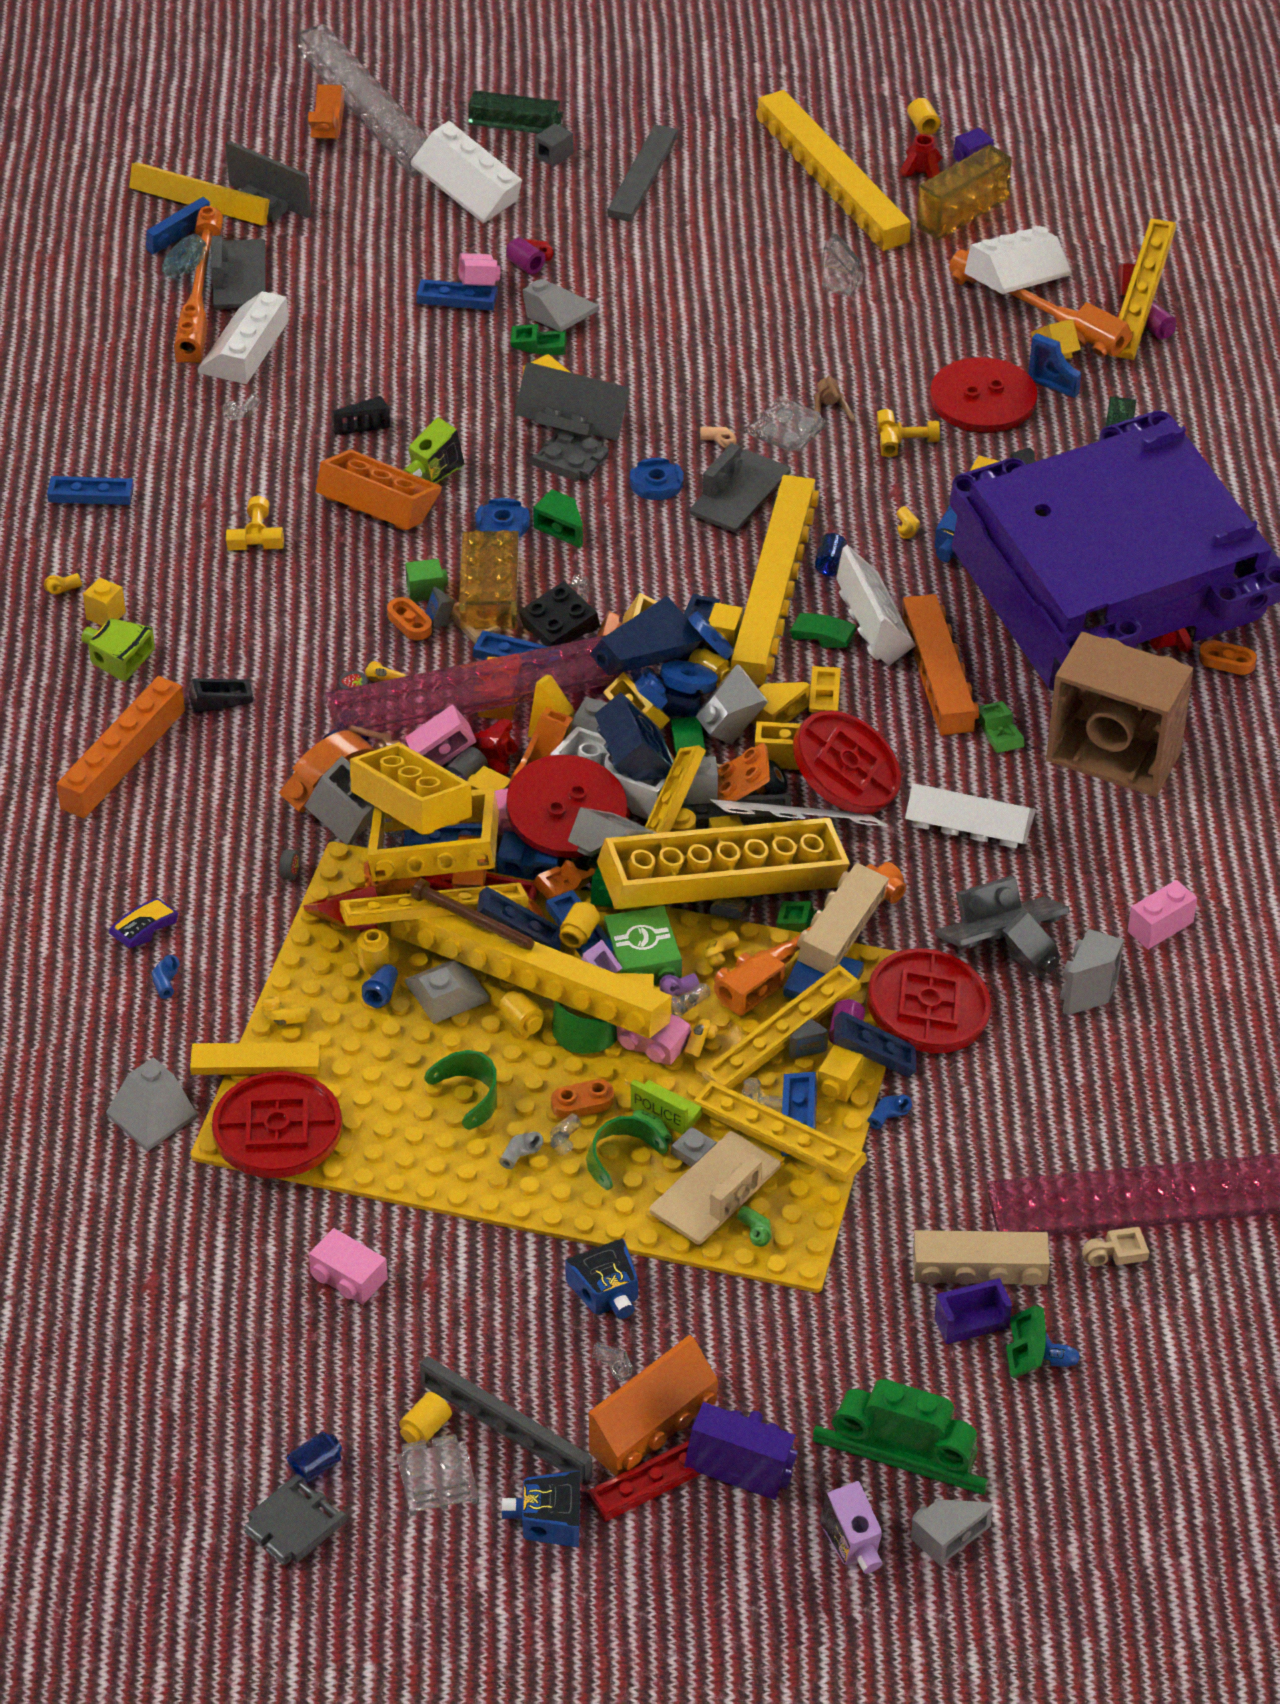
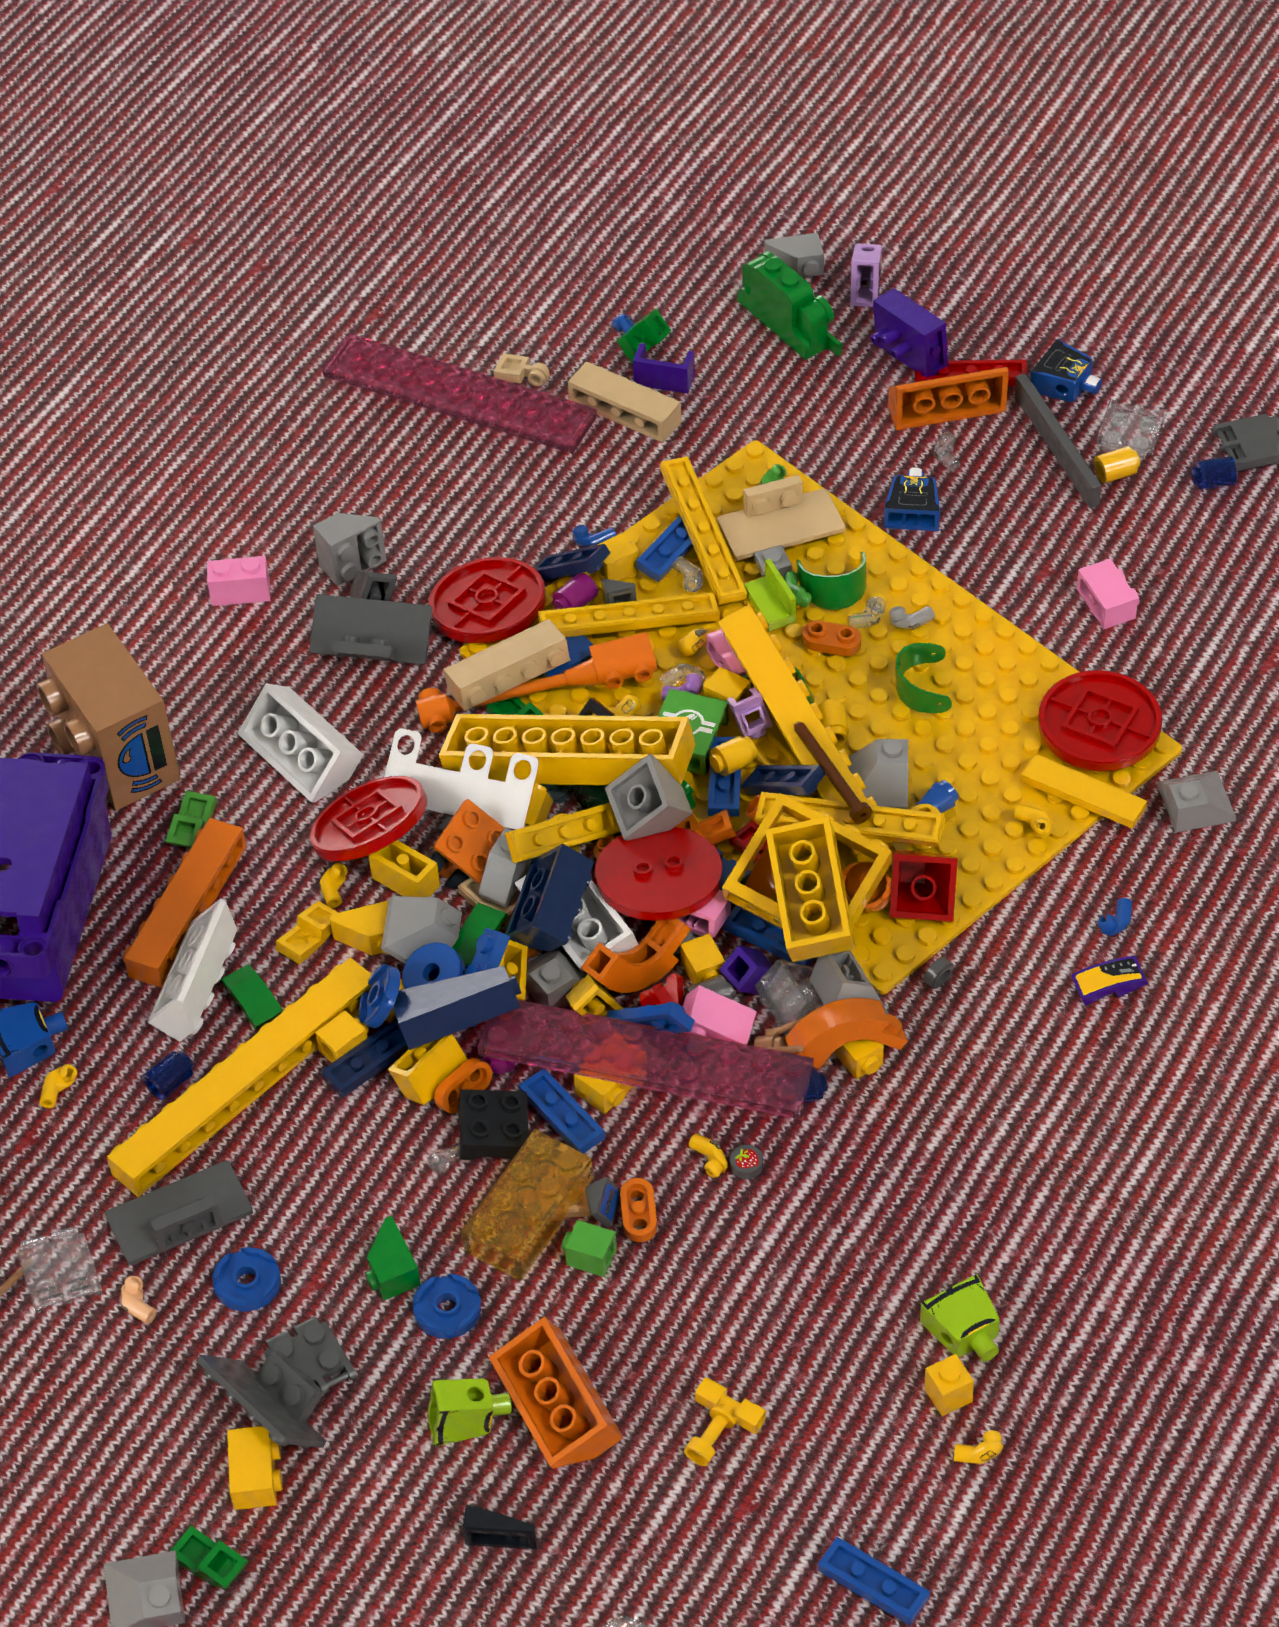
camera: 145 degrees left, 5 degrees up
(120, 747) = (1028, 1181): orange brick -> none
(219, 693) = (901, 1226): black slope -> none
(487, 704) = (667, 1016): none -> blue plate

